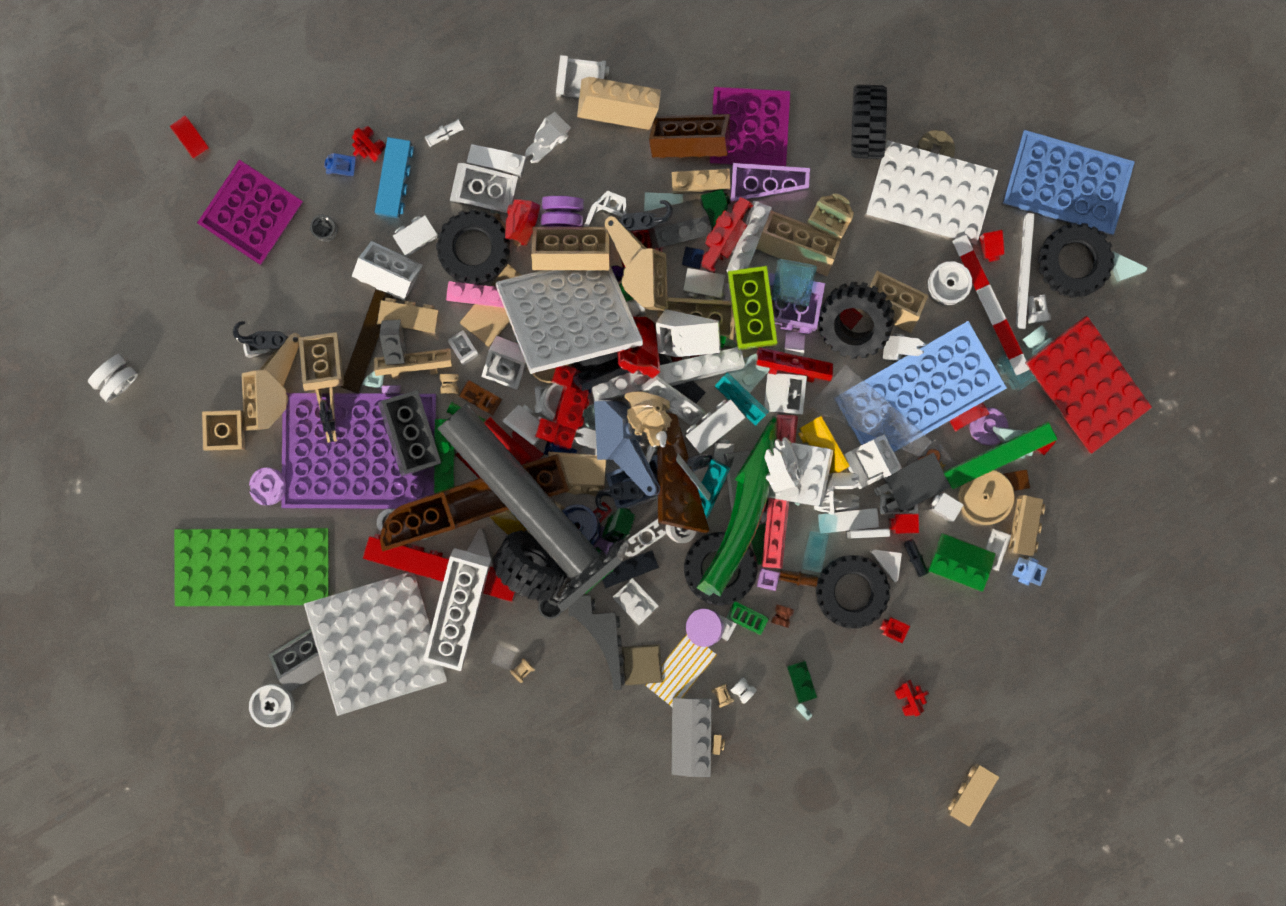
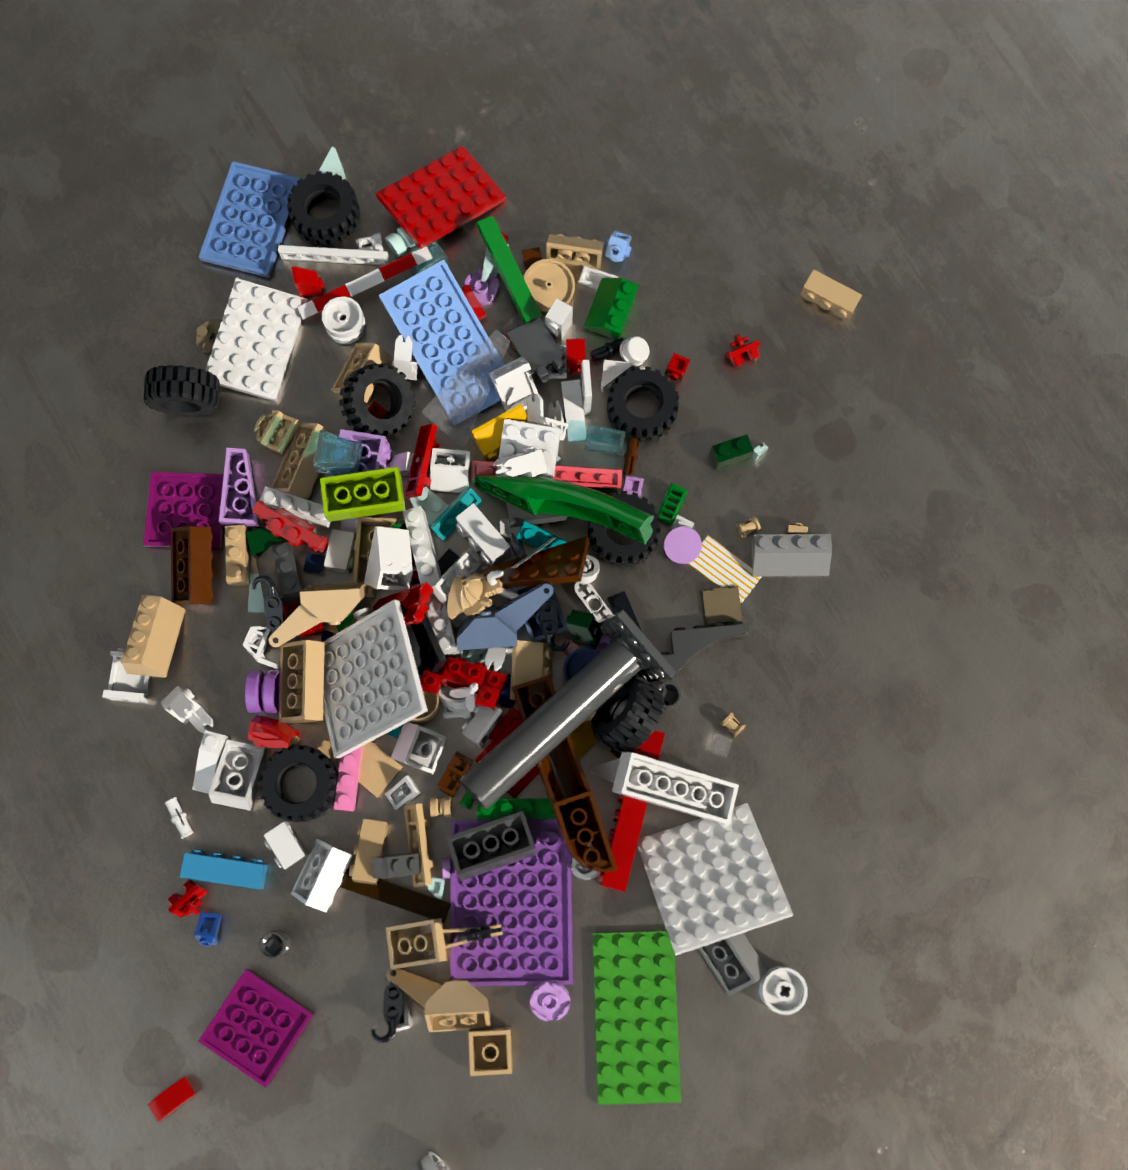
camera: 95 degrees left, 10 degrees down
(551, 413) = (468, 692): none -> white piece
(635, 601) = (658, 613): white plate -> none
(740, 686) = (742, 506): white wheel -> none
(782, 616) = (668, 471): copper wheel -> none
(912, 585) = (634, 350): none -> white piece

